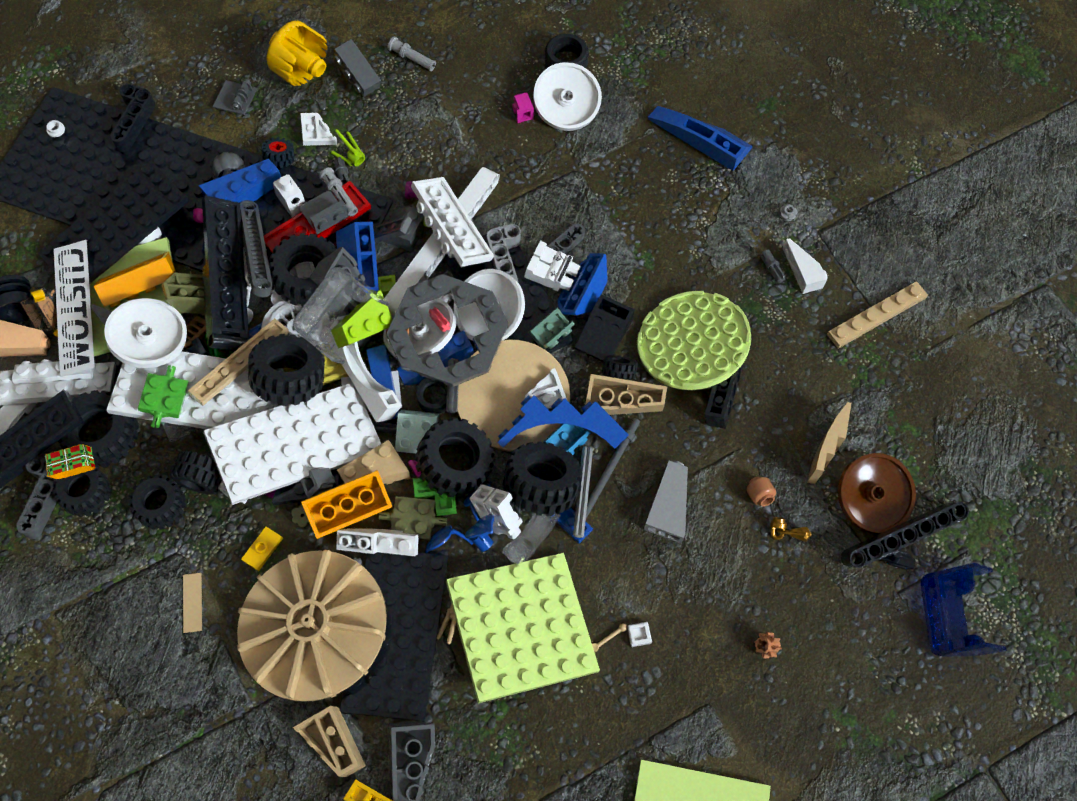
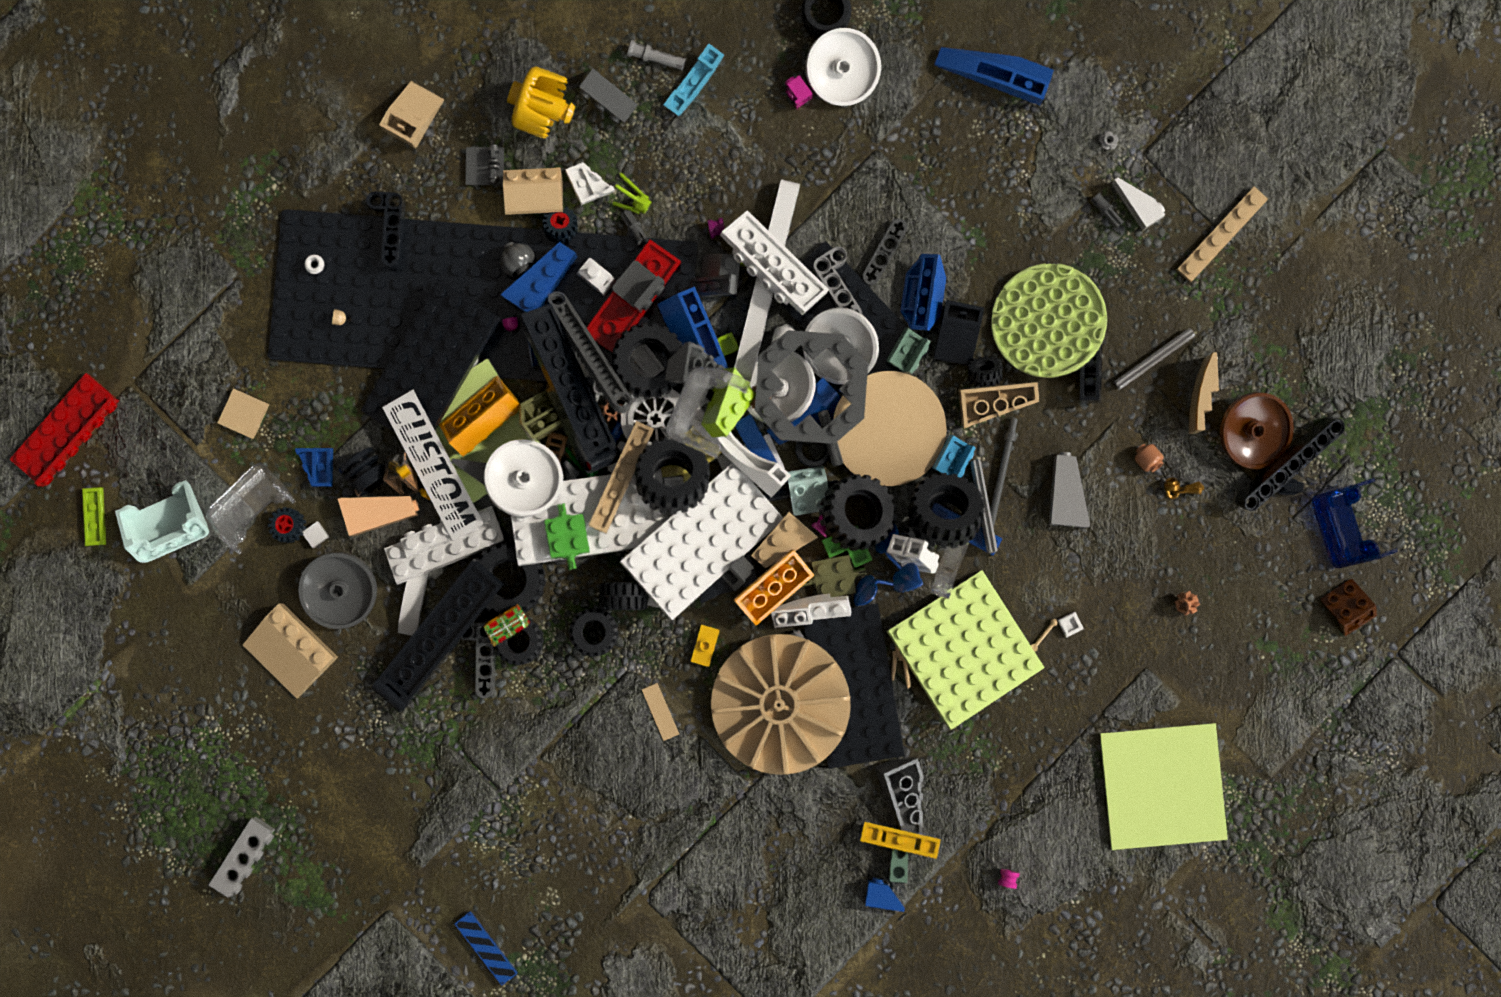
camera: 15 degrees left, 20 degrees up
(53, 172) = (338, 317): none -> tan hinge
(189, 44) = (411, 114): none -> tan slope
(259, 310) = (606, 409): none -> nougat gear
(265, 119) = (533, 191): none -> tan slope
(297, 514) = (724, 602): olive plant -> none
(332, 741) = (833, 796): tan wedge -> none
(335, 186) = (638, 253): light grey pin -> none
(438, 80) = (695, 80): none -> medium azure slope
(439, 319) = (797, 376): coral axle -> none
(548, 390) = (922, 421): white wing -> none
(550, 268) = (887, 281): white hips -> none
(593, 418) = (946, 439): blue arch -> none
(787, 403) = (1154, 358): none -> light grey axle
(944, 700) = (1350, 606): none -> reddish brown bracket

